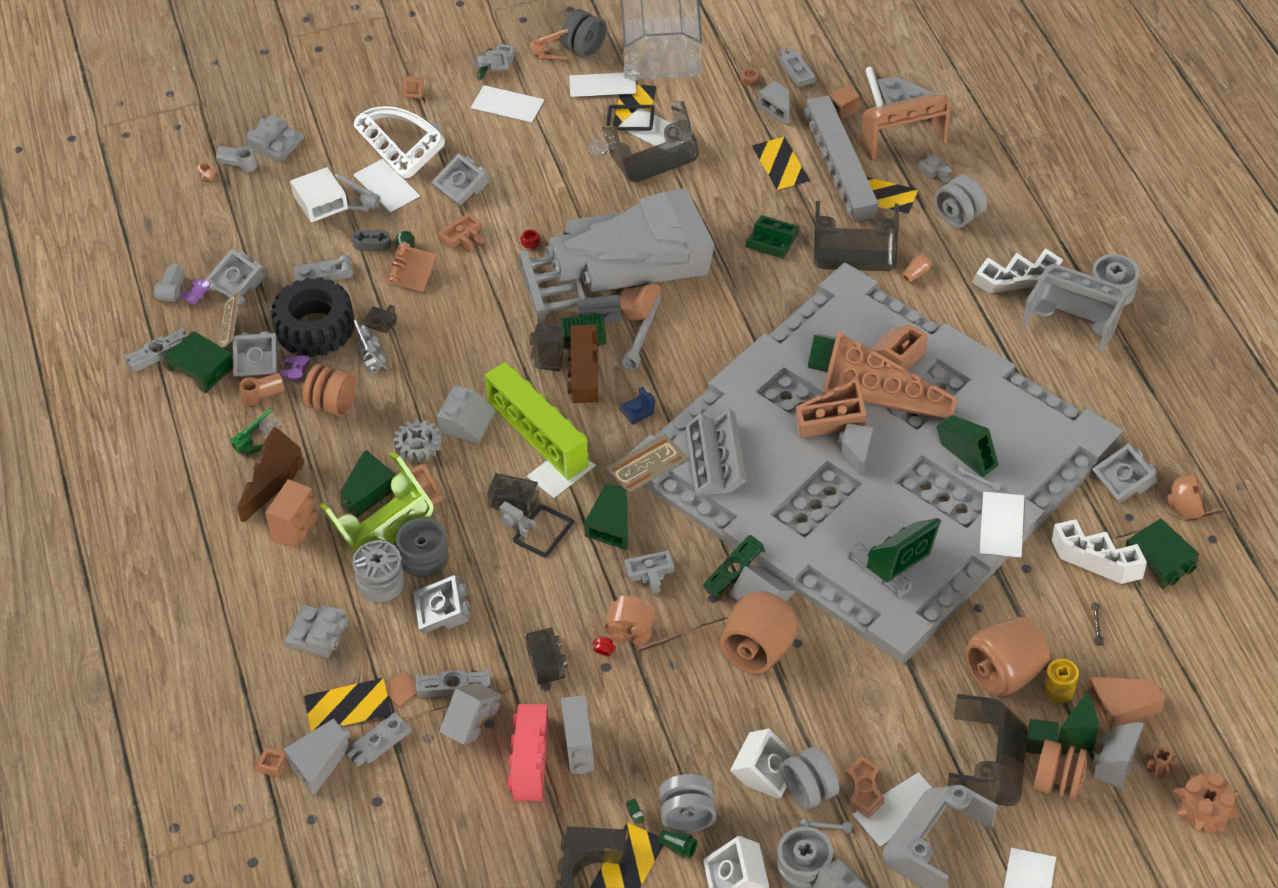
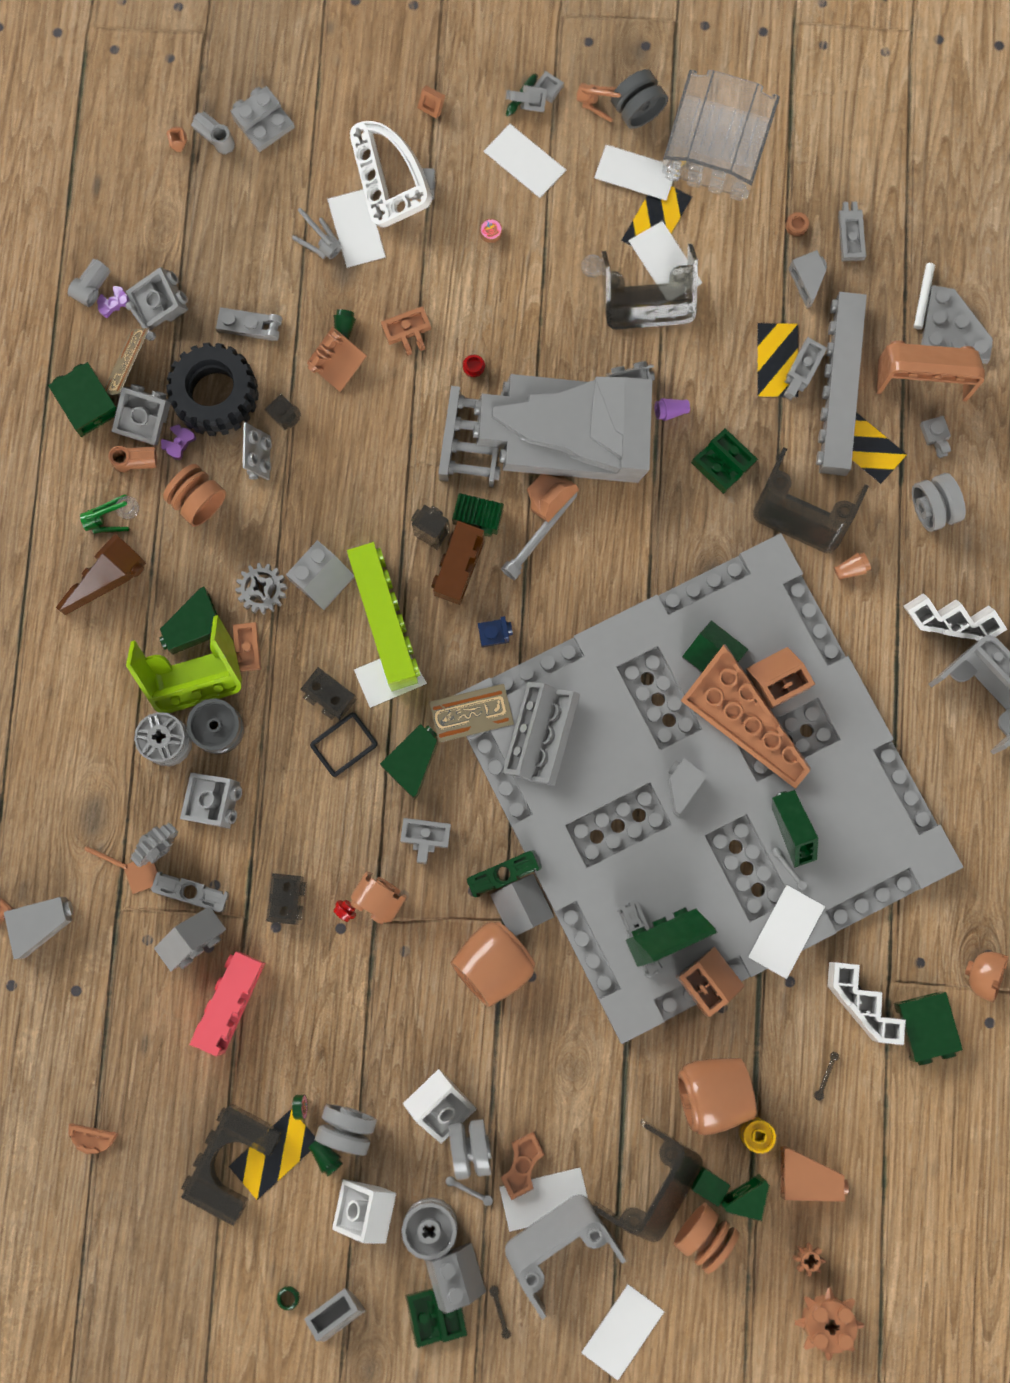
camera: 20 degrees right, 30 degrees up
(145, 356) = (36, 369): light grey piece -> none
(291, 514) = (104, 637): nougat brick -> none
(317, 630) = (86, 777): light grey plate -> none
(319, 194) = (278, 220): white brick -> none
(348, 704) = (86, 874): sticker -> none
(371, 240) = (313, 296): dark grey beam -> none
(379, 739) = (101, 925): light grey hinge -> none
(405, 648) = (154, 845): none -> light grey gear
(461, 179) = (432, 257): light grey plate -> none
(501, 152) = (491, 230): none -> tile
(514, 518) = (316, 722): light grey plate -> none
(577, 734) = (276, 1010): light grey brick -> none
(607, 305) = (511, 497): dark grey plate -> none
(632, 107) = (639, 250): black piece -> none
(712, 214) = (670, 408): none -> medium lavender cone
(804, 158) = (804, 367): none -> light grey hinge
(831, 411) = (677, 737): nougat wedge -> none
(845, 102) = (882, 306): nougat brick -> none
(954, 577) = (710, 982): none -> nougat slope
(1117, 753) = (771, 1239): light grey slope -> none
(1126, 473) = (940, 917): light grey plate -> none

